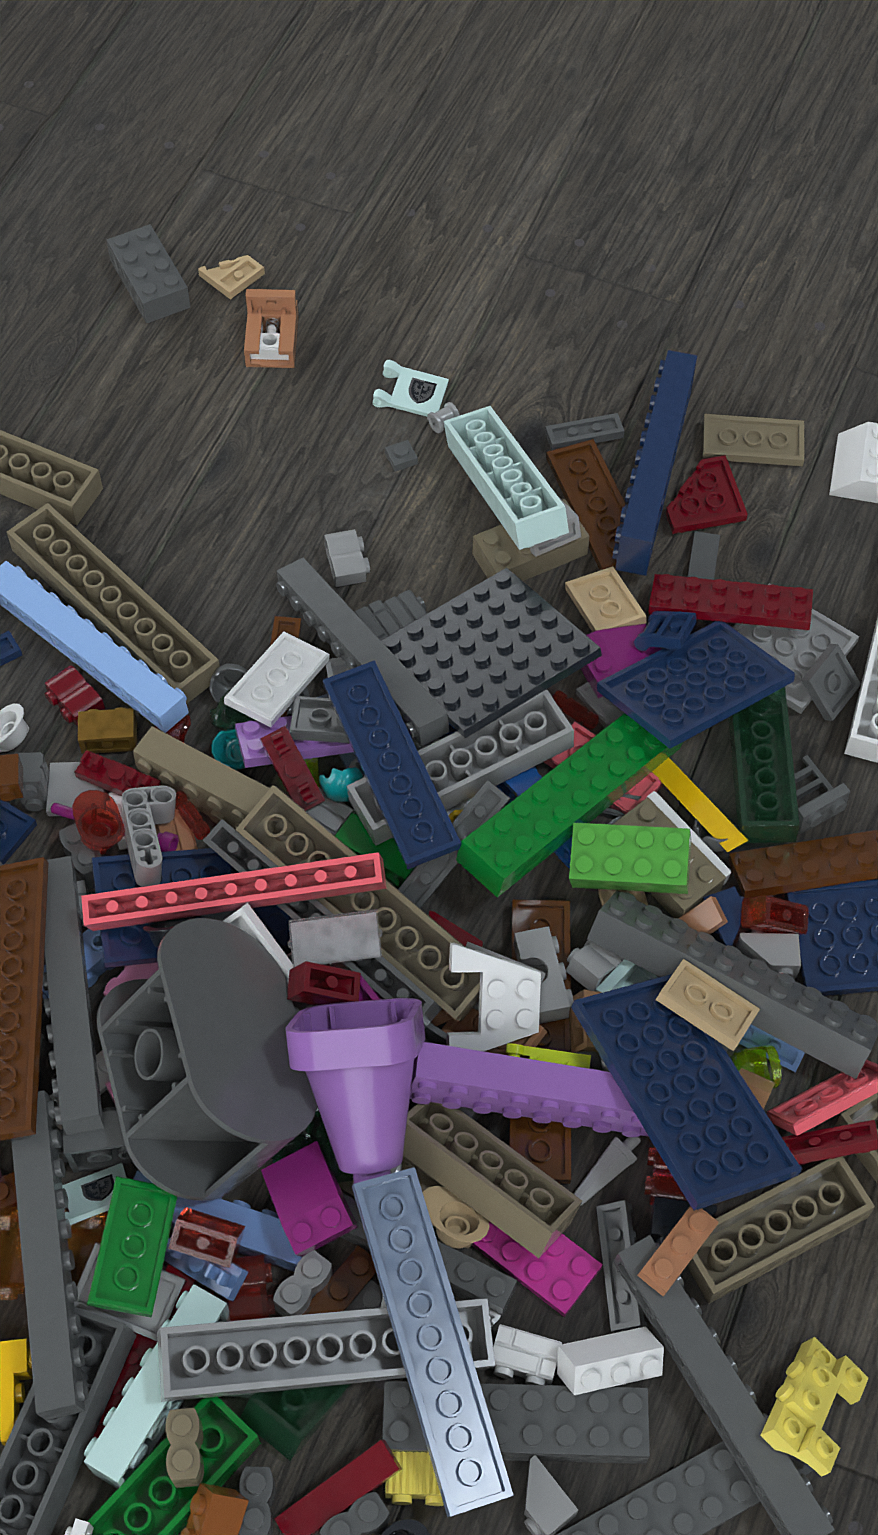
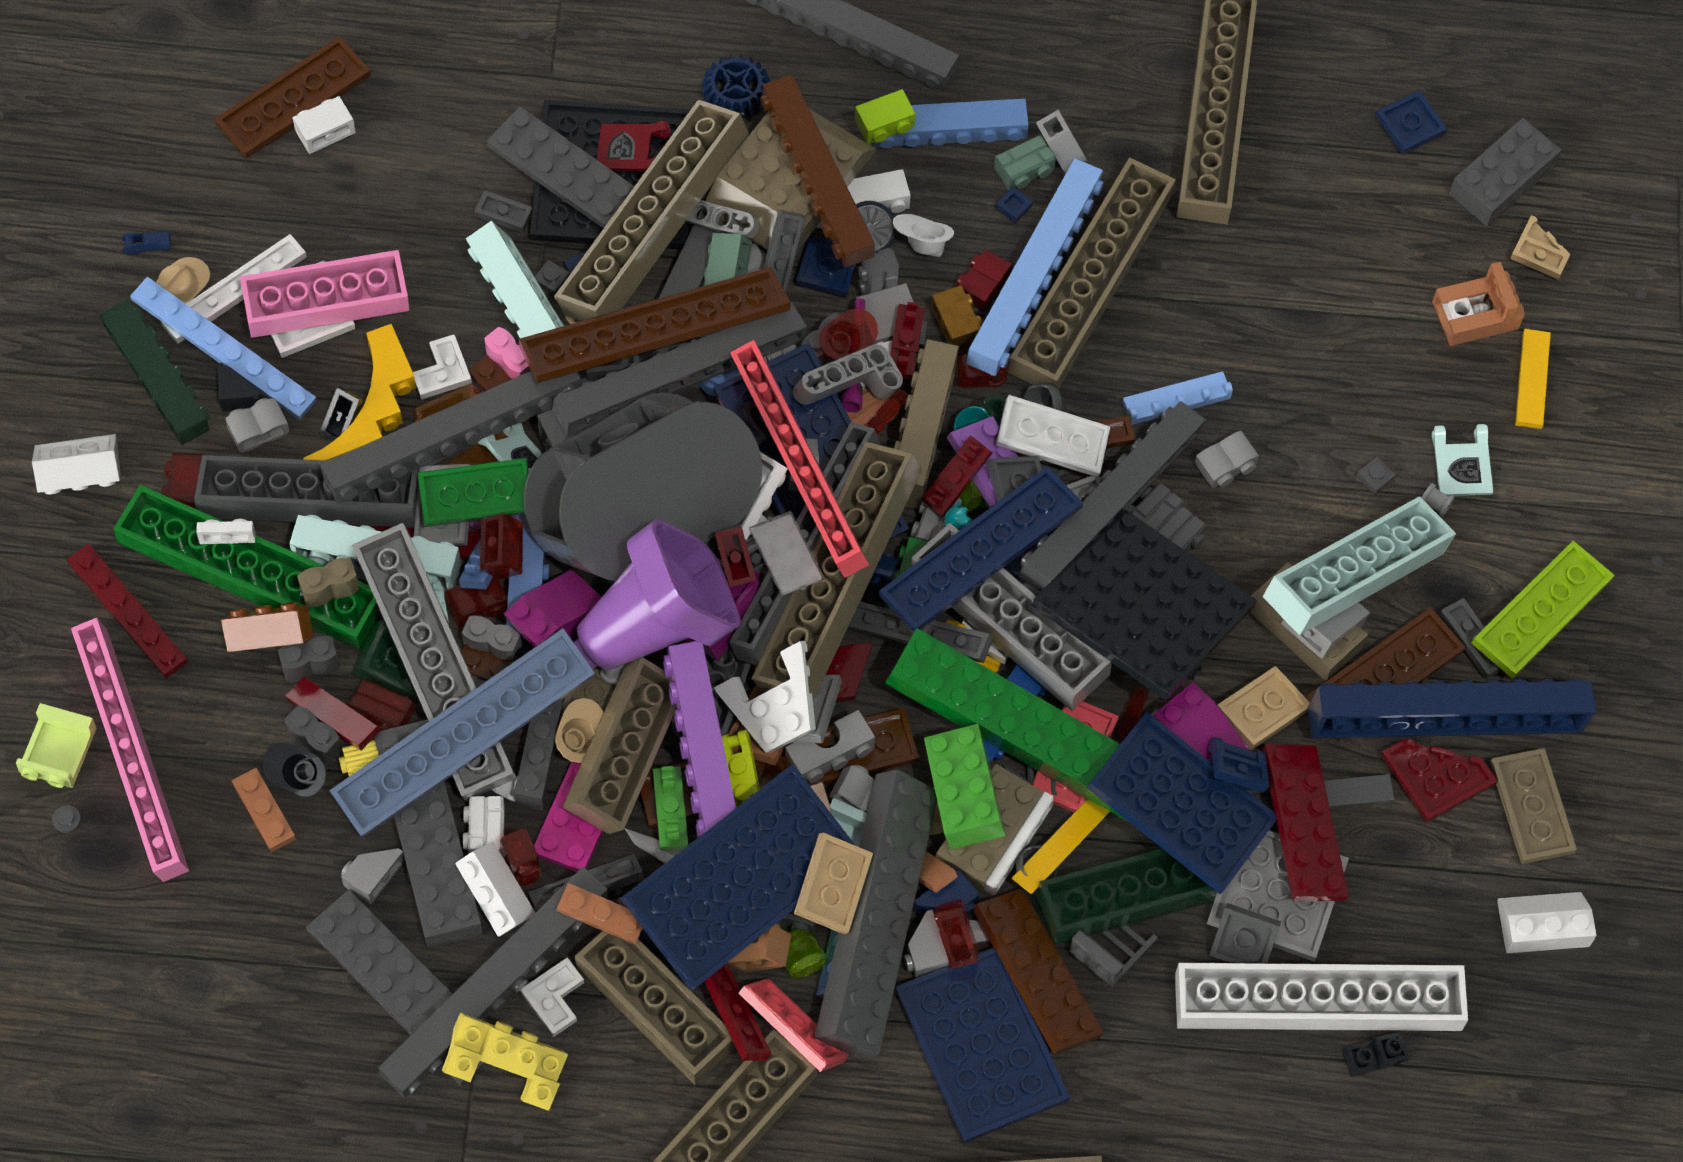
camera: 70 degrees right, 5 degrees up
(66, 324) = (1411, 122): none -> dark blue plate
(264, 579) = (1193, 393): none -> light blue hinge
(346, 1435) = (382, 706): none -> clear red brick
(351, 319) = (1532, 379): none -> yellow tile
(562, 1151) = (670, 808): none -> bright green plate
(577, 375) = (1542, 609): none -> lime plate
(579, 1320) = (521, 857): none -> clear red brick
(741, 1343) = (546, 996): none -> white plate

